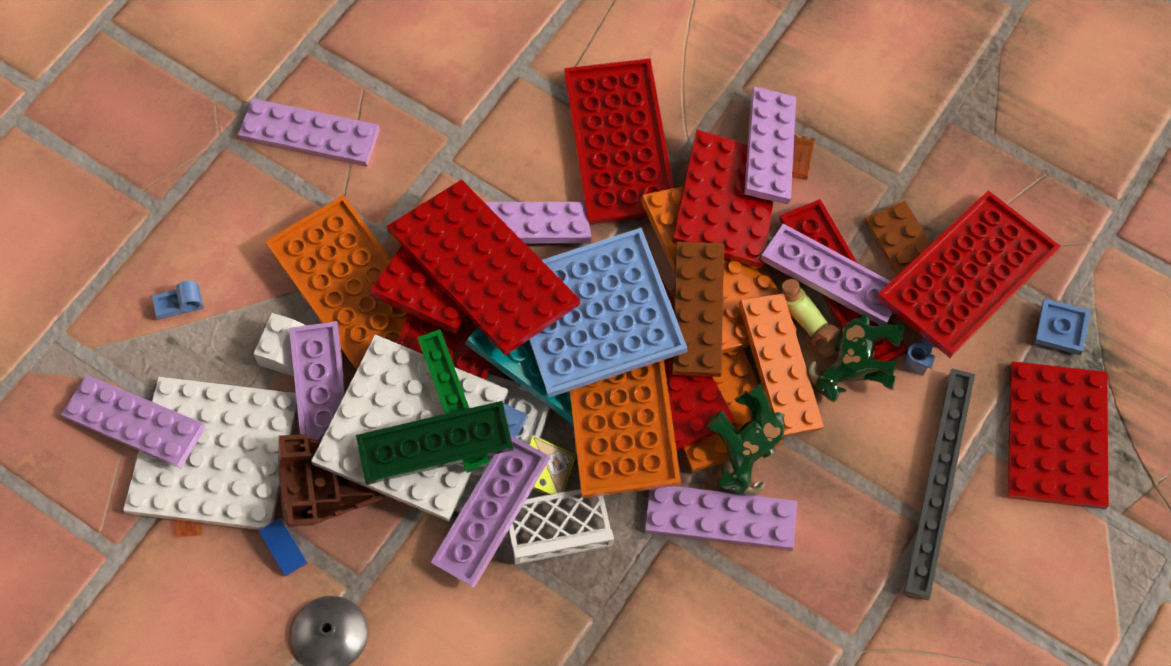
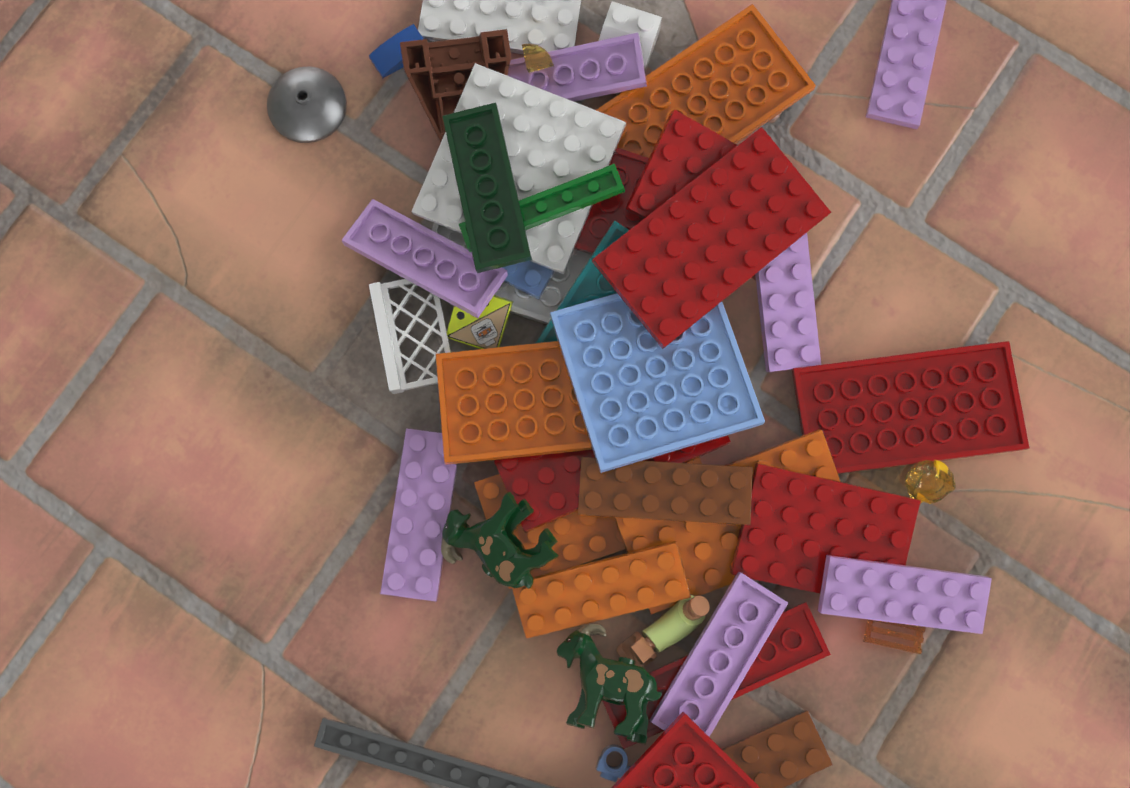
camera: 90 degrees right, 15 degrees up
(303, 417) = (536, 57): none -> clear yellow tile
(679, 126) = (929, 481): none -> clear yellow hair

